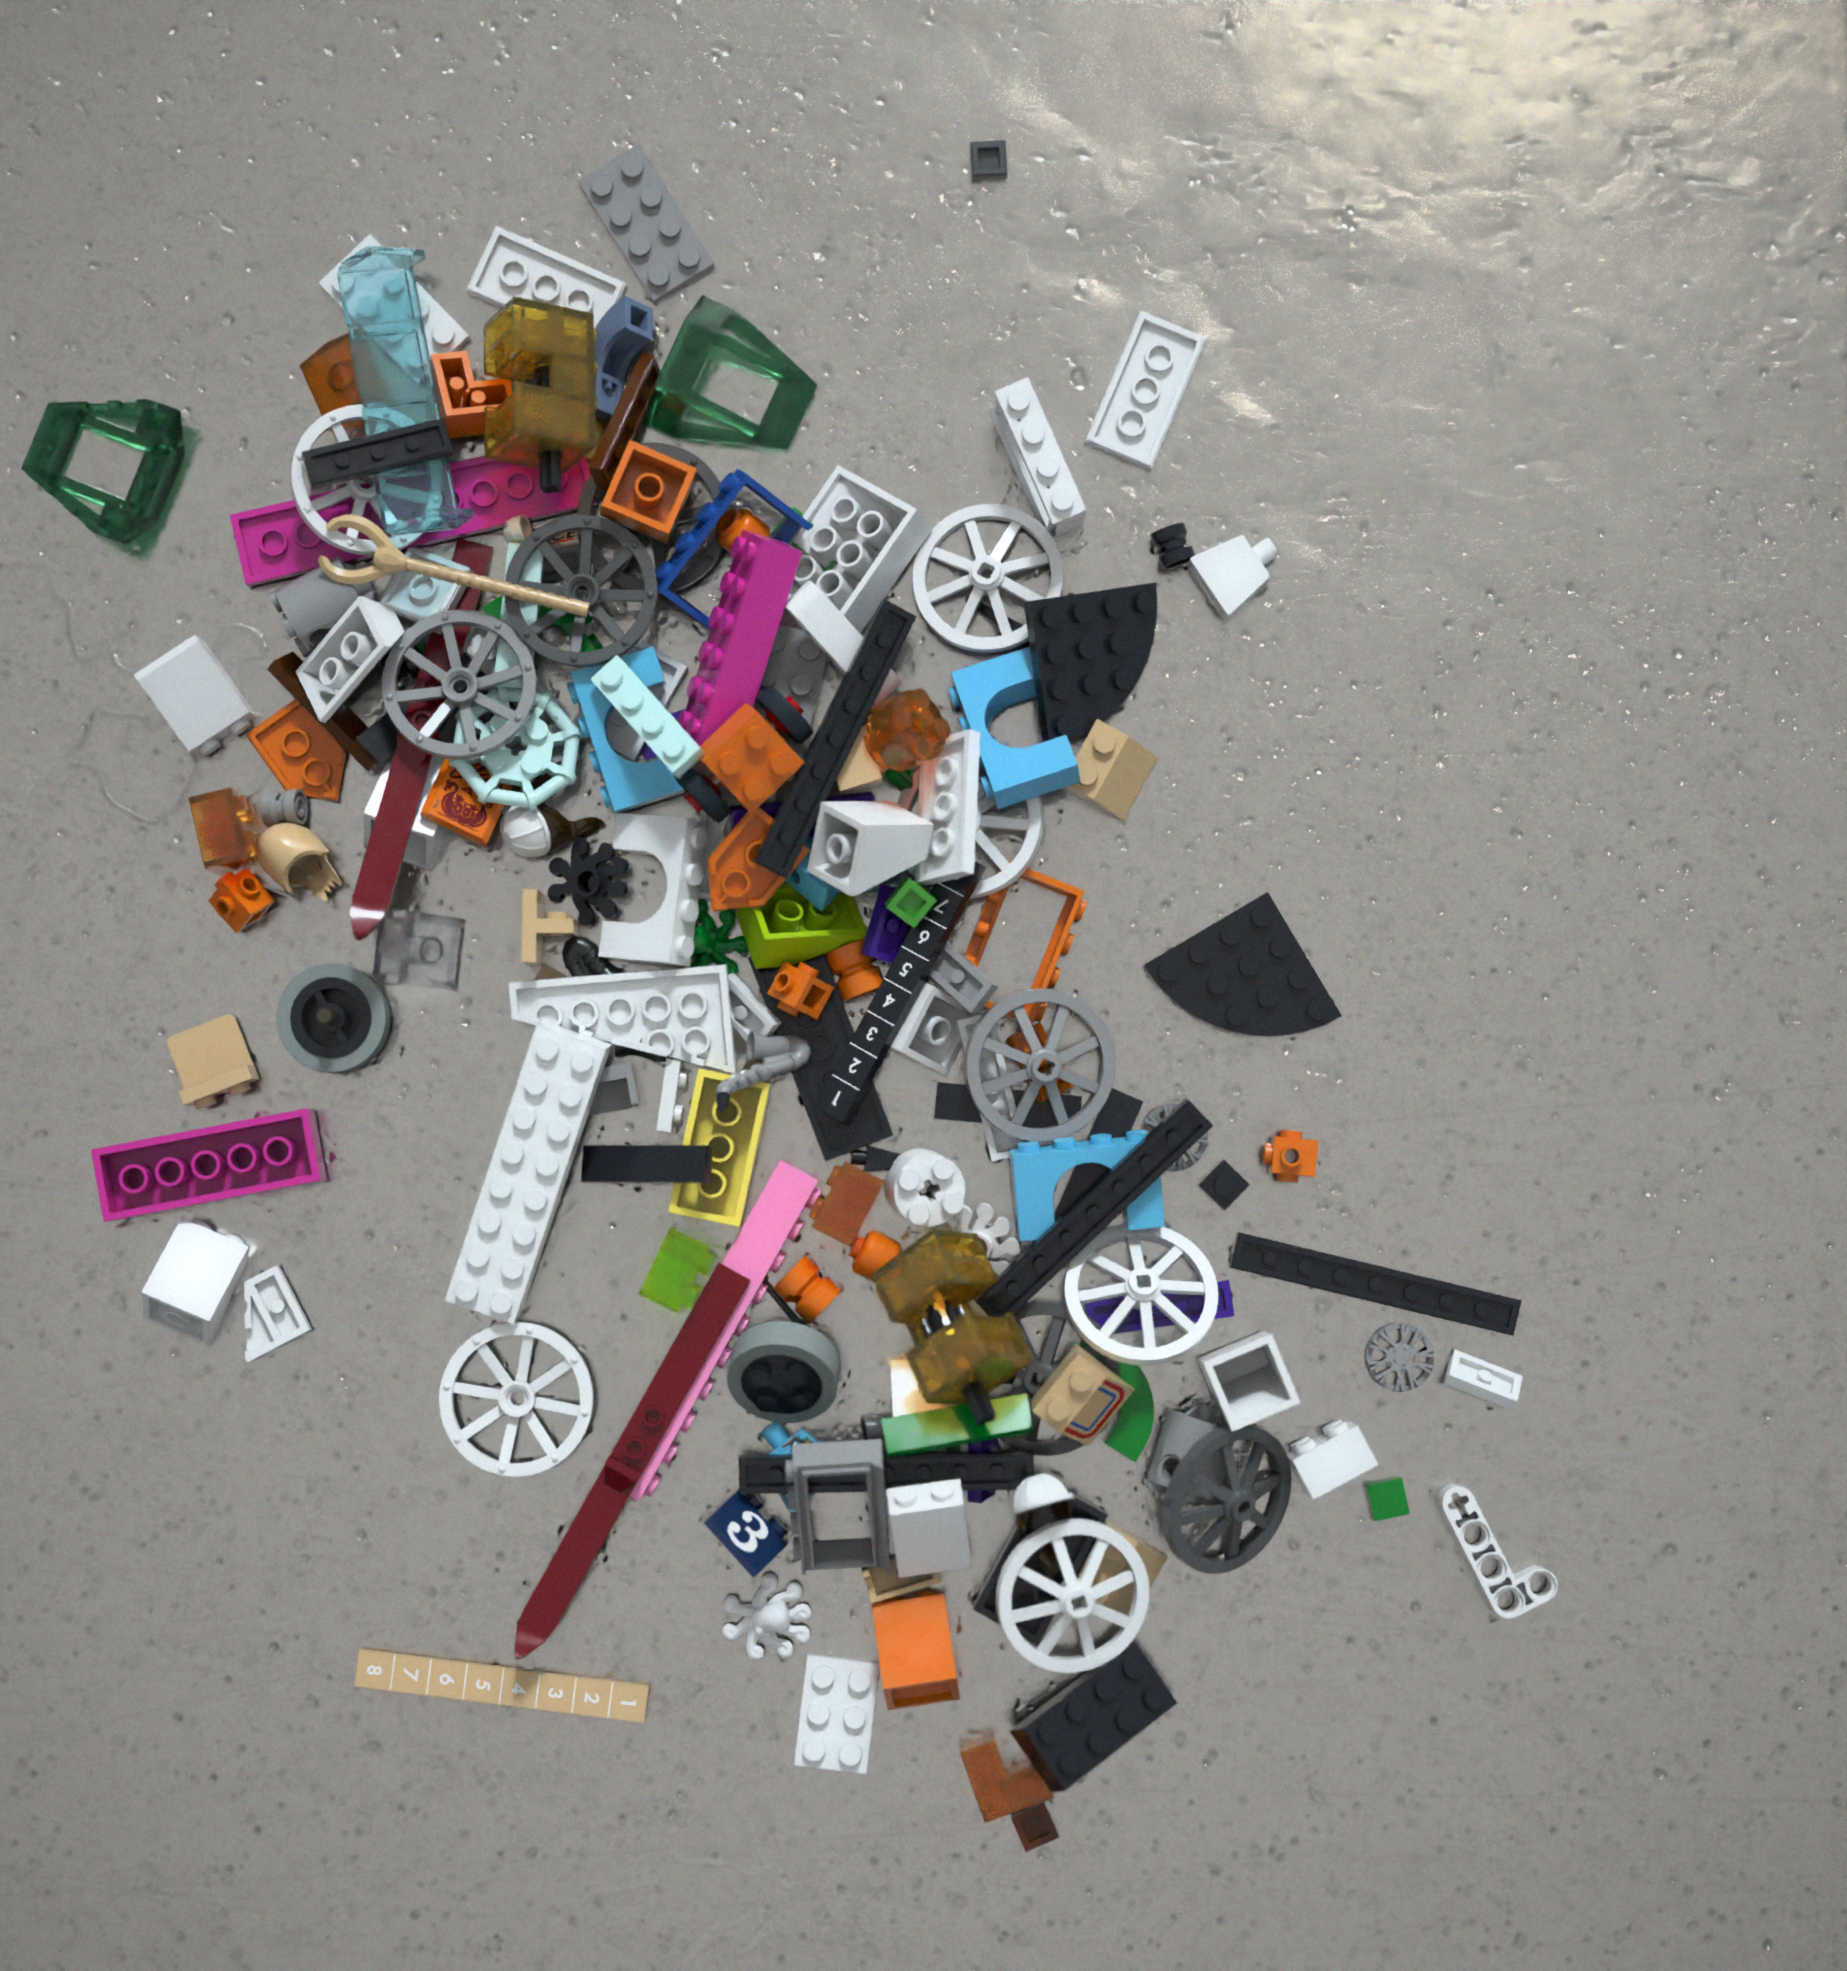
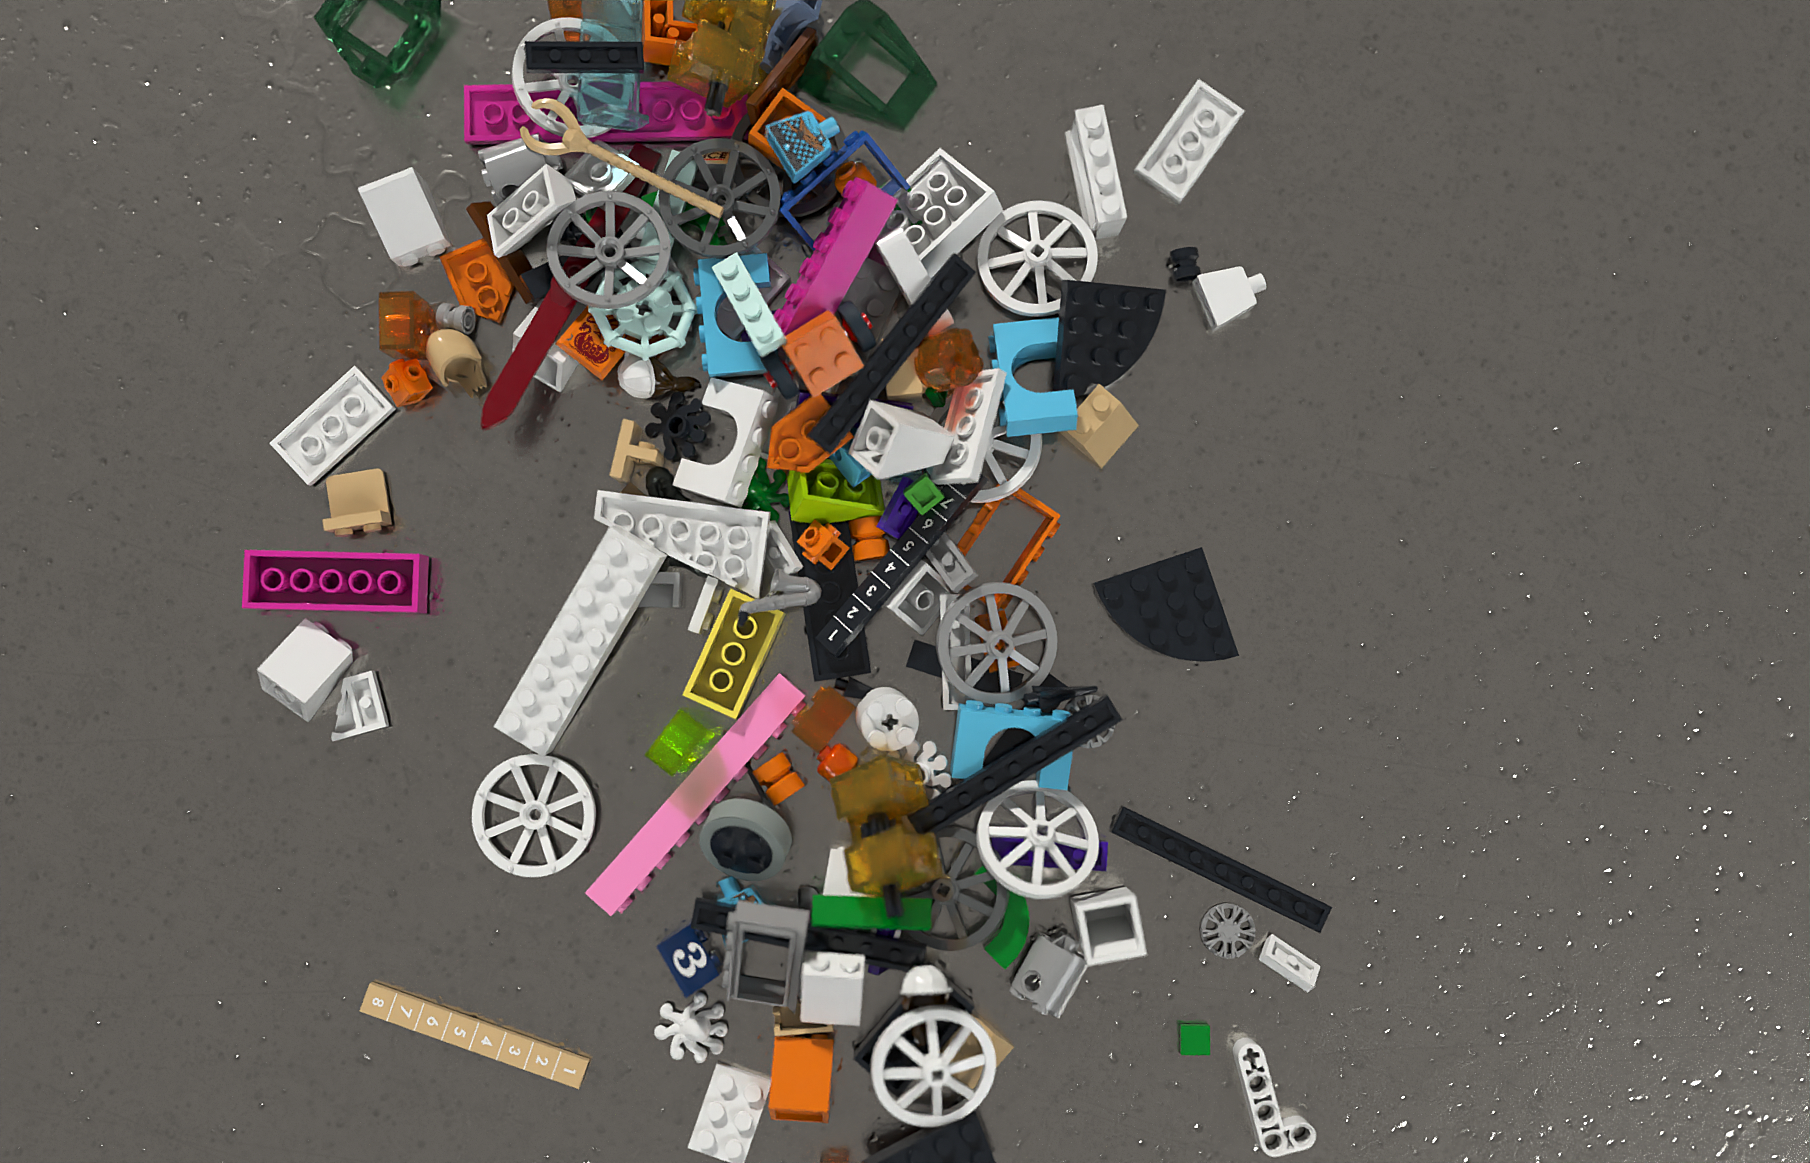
camera: 10 degrees right, 0 degrees up
(160, 973) = (332, 426): none -> white plate
(333, 1018) = (457, 489): wheel -> none
(418, 950) = (535, 450): clear slope -> none
(517, 529) = (681, 141): white hinge -> none
(629, 1459) = (609, 882): dark red piece -> none
(647, 1164) = (674, 654): black tile -> none
(668, 504) = (801, 142): none -> torso
(1080, 1396) = (973, 910): tan slope -> none
(1118, 1116) = (1048, 696): none -> black piece
(1223, 1185) = (1119, 766): black plate -> none
(1232, 1501) = (1075, 1018): dark grey wheel -> none
(1304, 1156) = (1187, 756): orange brick -> none
(1330, 1458) = (1158, 1000): white brick -> none

